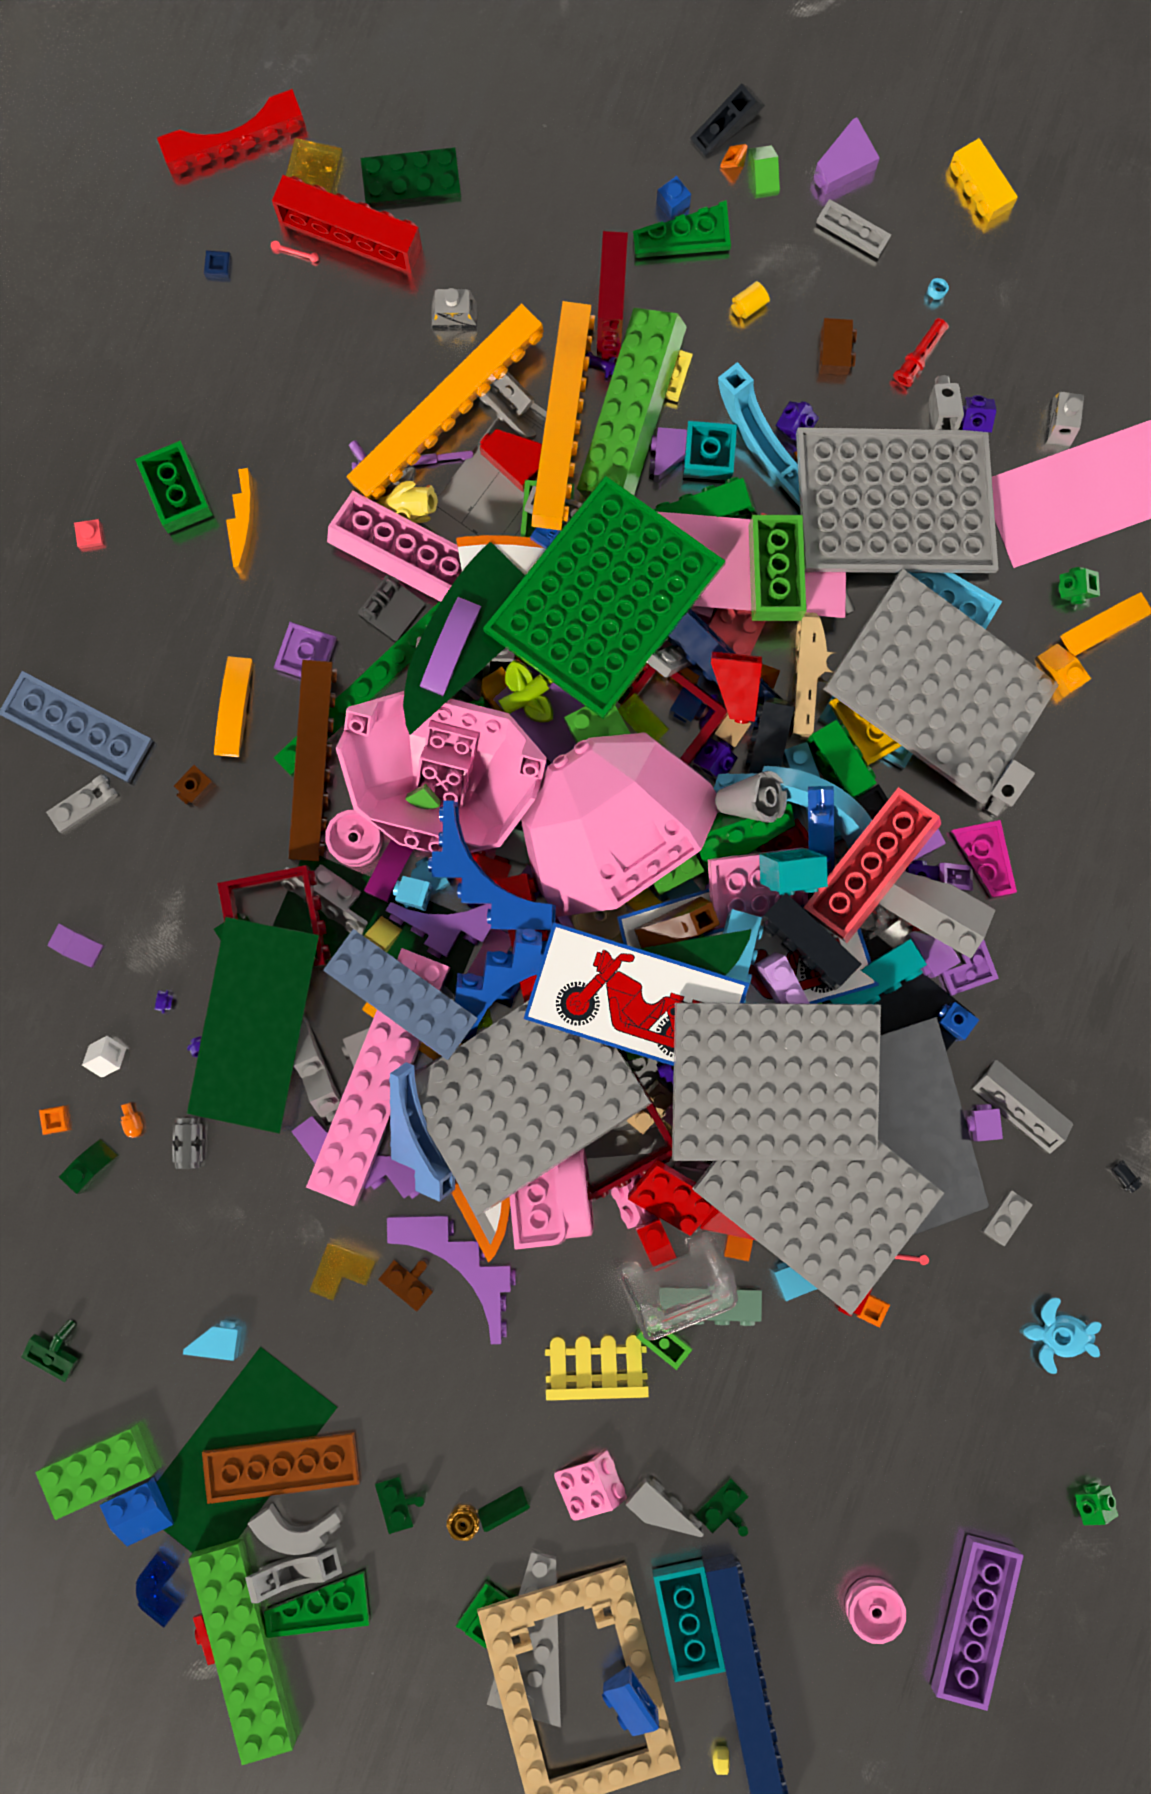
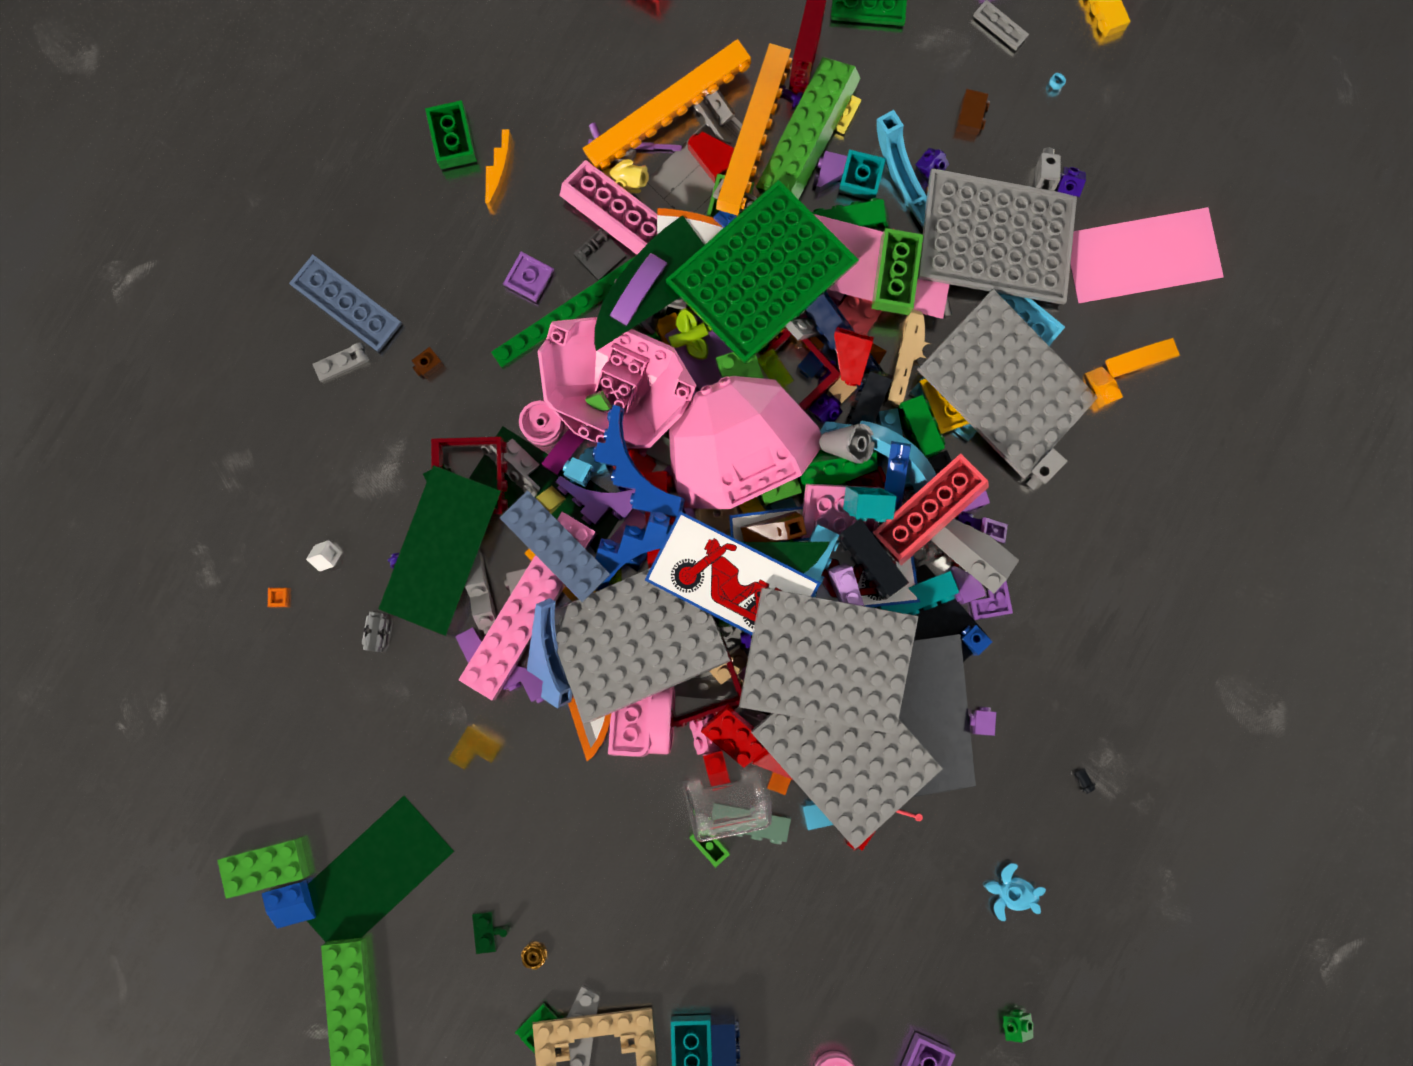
camera: 10 degrees right, 0 degrees up
(49, 1355) = (243, 774): dark green plate -> none
(75, 946) = (316, 468): medium lavender slope -> none
(88, 533) = (380, 159): coral plate -> none
(88, 1167) = (297, 637): dark green slope -> none
(131, 1121) = (335, 608): orange cylinder -> none
(149, 1591) = (288, 967): clear blue plate -> none
(163, 1001) = (376, 521): dark purple plate -> none
(202, 1638) = (321, 1007): red plate -> none
(218, 1342) = (372, 786): medium azure slope -> none
(233, 706) = (466, 308): light orange slope -> none
(281, 1467) = (403, 889): dark orange tile -> none
(292, 1539) = (399, 944): light grey arch -> none
(292, 1572) = (398, 969): light grey arch -> none
(310, 760) = (518, 358): reddish brown brick -> none
(324, 1609) = (415, 1002): green wing -> none
(407, 1283) = (523, 767): reddish brown plate -> none
(454, 309) = (686, 35): light grey torso -> none
(487, 1280) = (570, 753): medium lavender arch -> none
(504, 1509) = (566, 950): dark green slope -> none
(591, 1487) = (635, 945): bright pink bracket -> none
(608, 1367) = (644, 860): light yellow fence -> none
(657, 1509) = (683, 971): light grey slope -> none
(722, 1506) = (732, 978): dark green plate -> none
(750, 300) = (912, 66): yellow brick -> none
(874, 1311) = (874, 849): orange tile -> none
(915, 361) = (1031, 132): red pin -> none
(988, 855) = (1021, 519): dark pink wing -> none
(1007, 1217) = (987, 796): light grey plate -> none
(1023, 1107) = (1015, 714): light grey panel -> none
(1064, 414) = (1137, 192): light grey torso -> none
(1079, 585) = (1126, 324): green brick -> none

